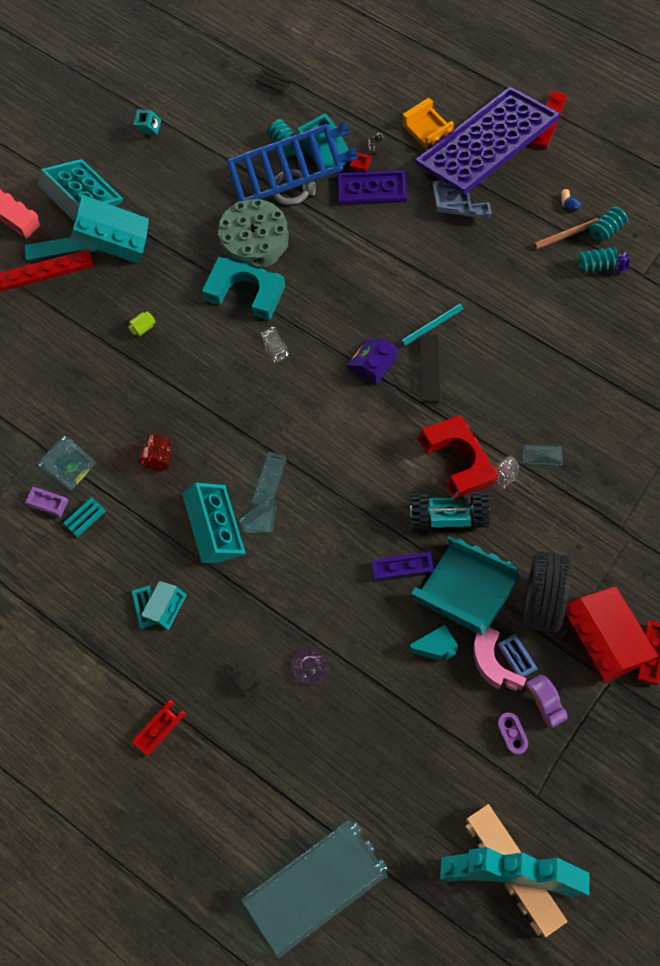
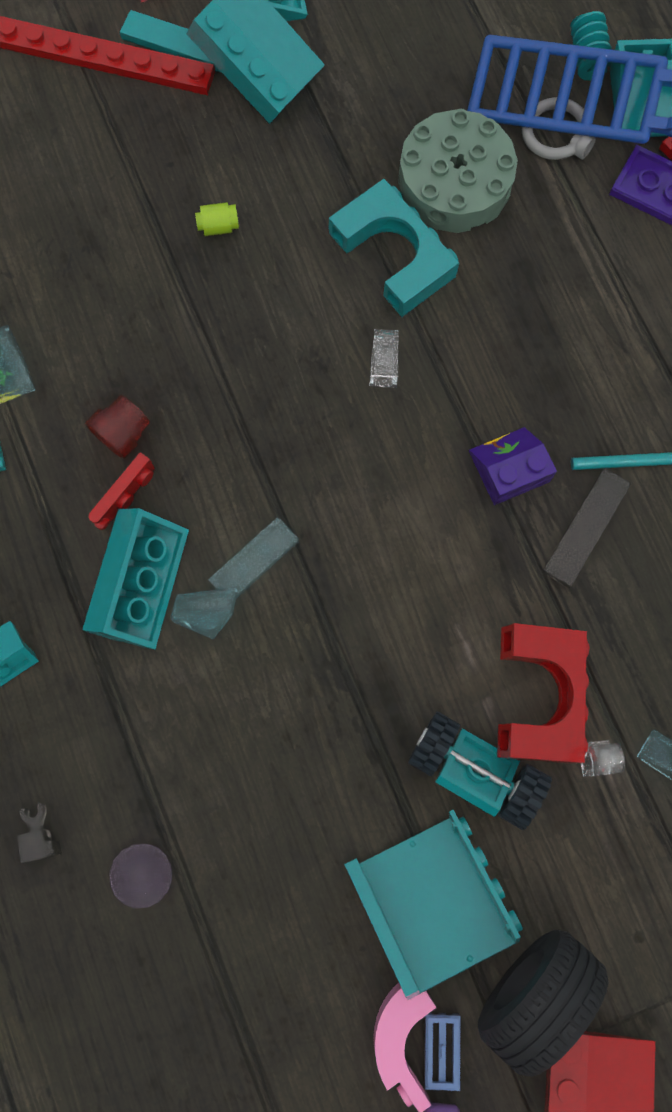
camera: 25 degrees right, 10 degrees up
(178, 485) = (122, 491): none -> red hinge
(402, 566) = (361, 809): dark purple plate -> none
(435, 645) = (334, 962): teal slope -> none

